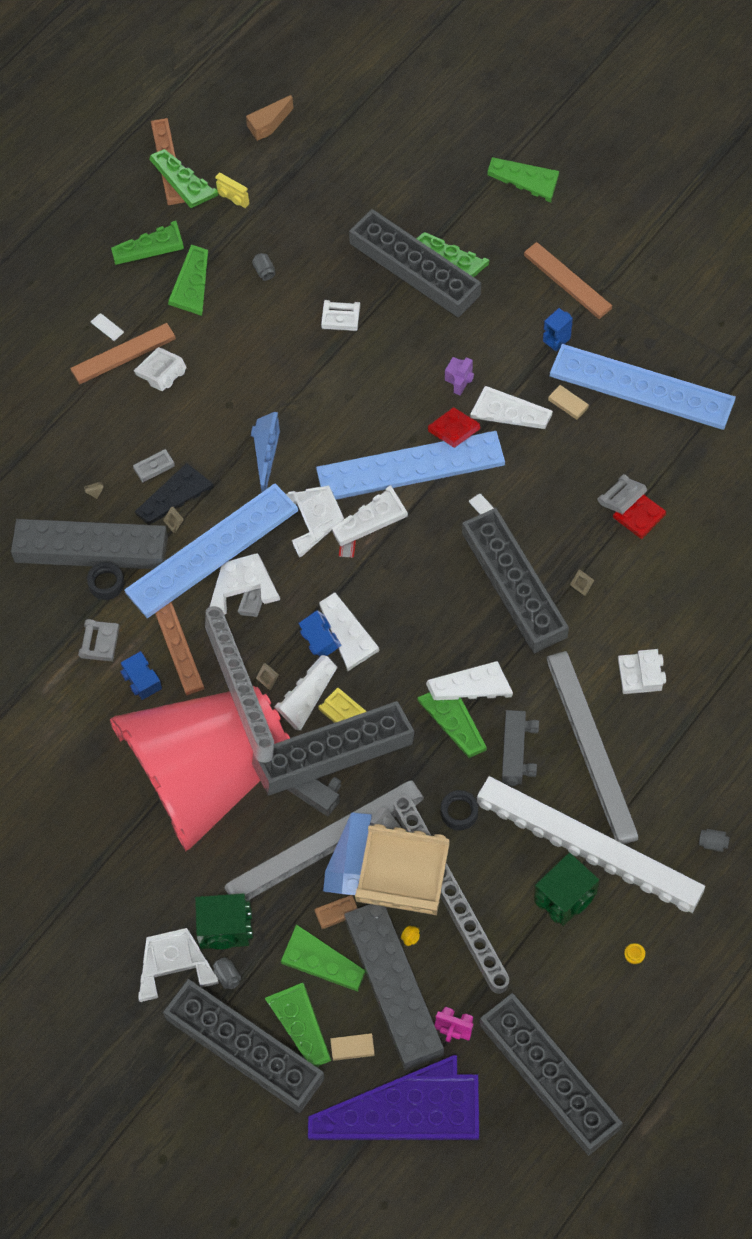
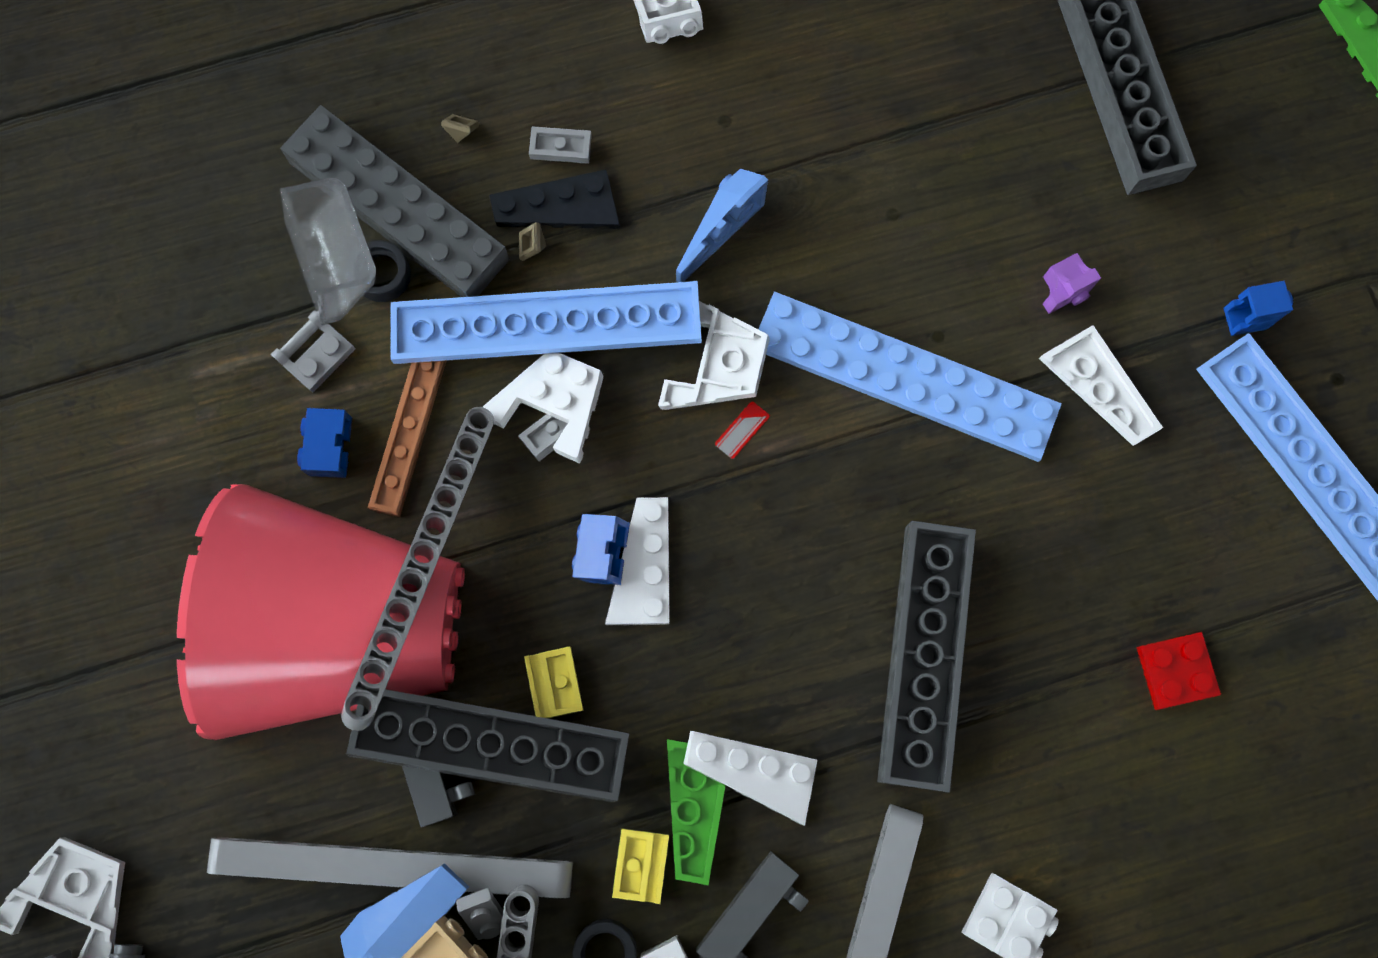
camera: 30 degrees right, 15 degrees up
(74, 581) = (328, 246): none -> clear windscreen
(223, 921) = (163, 896): dark green brick -> none
(267, 676) = (491, 560): dark tan slope -> none
(303, 698) = (510, 632): white wing -> none
(340, 319) = (961, 92): white plate -> none
(377, 514) = (804, 419): white wing -> none
(447, 762) = (640, 866): none -> light yellow plate
(454, 427) = (1004, 360): red plate -> none
(466, 261) = (1195, 115): bright green wing -> none
(480, 504) = (963, 506): white sticker -> none
(568, 280) = (1324, 239): nougat tile -> none
(568, 402) = (1195, 427): tan tile -> none
(582, 582) = (1021, 722): dark tan slope -> none
(625, 498) = (1177, 635): light grey plate -> none

